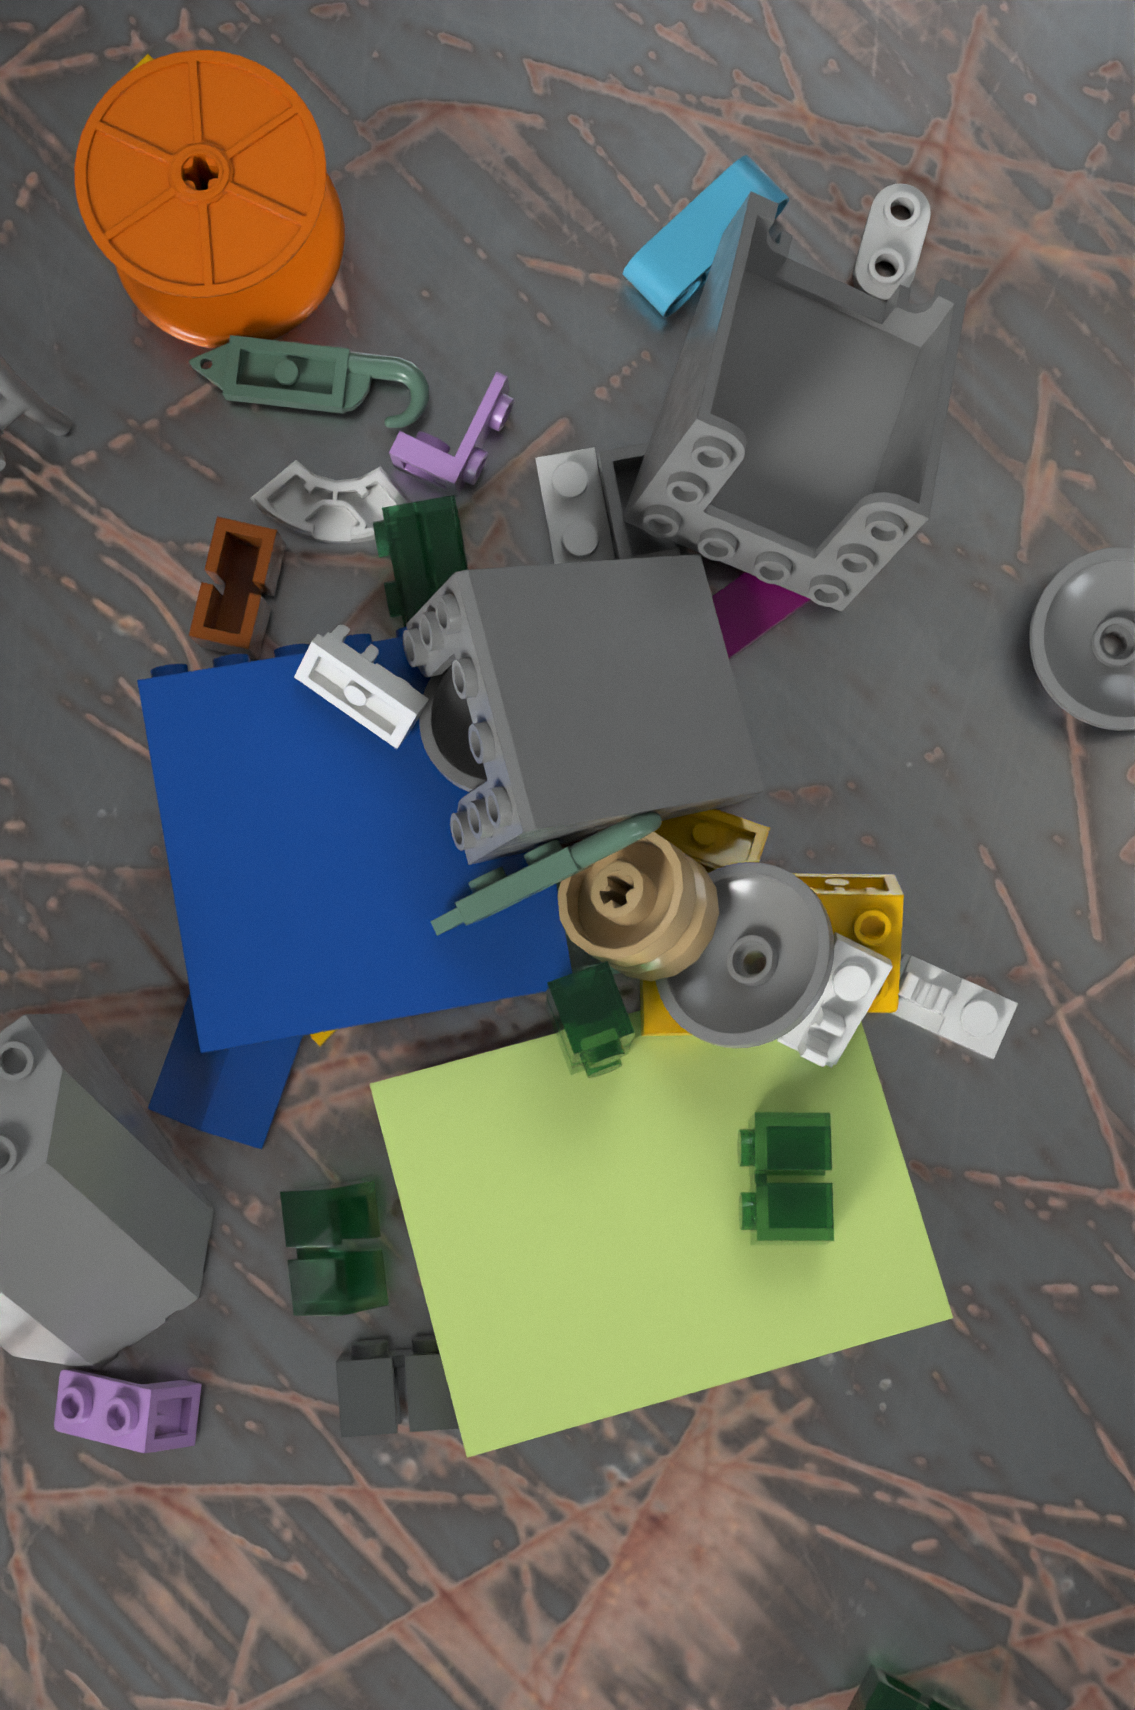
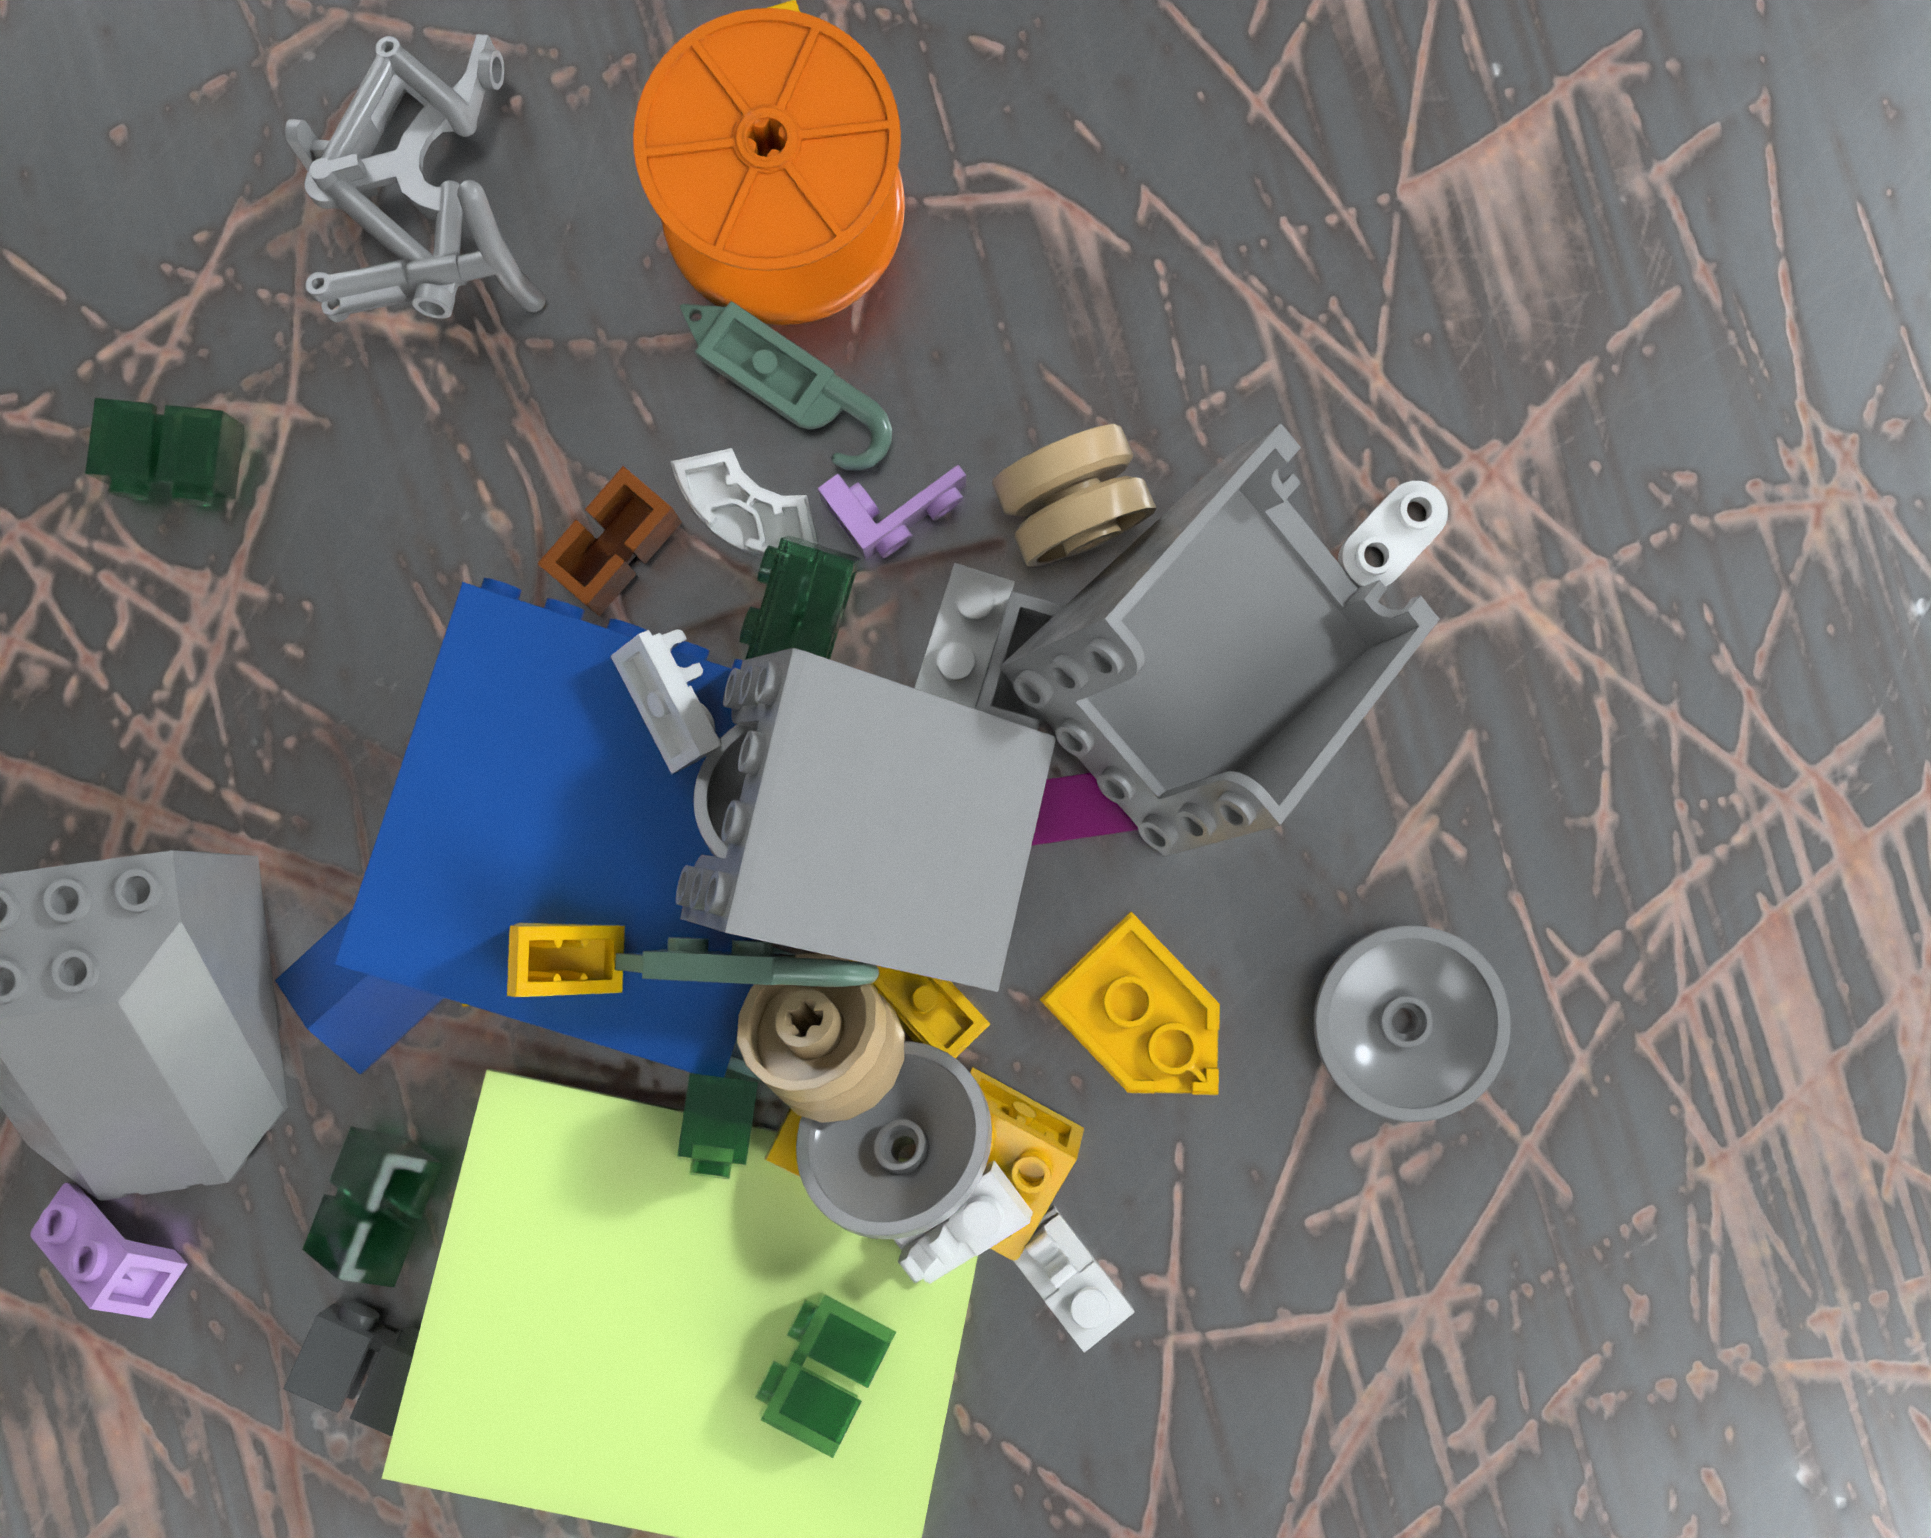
camera: 15 degrees right, 0 degrees up
(392, 945) = (564, 959): none -> yellow slope
(607, 345) = (1073, 495): none -> tan wheel
(682, 252) = (1189, 444): medium azure beam -> none
(891, 753) = (1140, 1013): none -> yellow tile

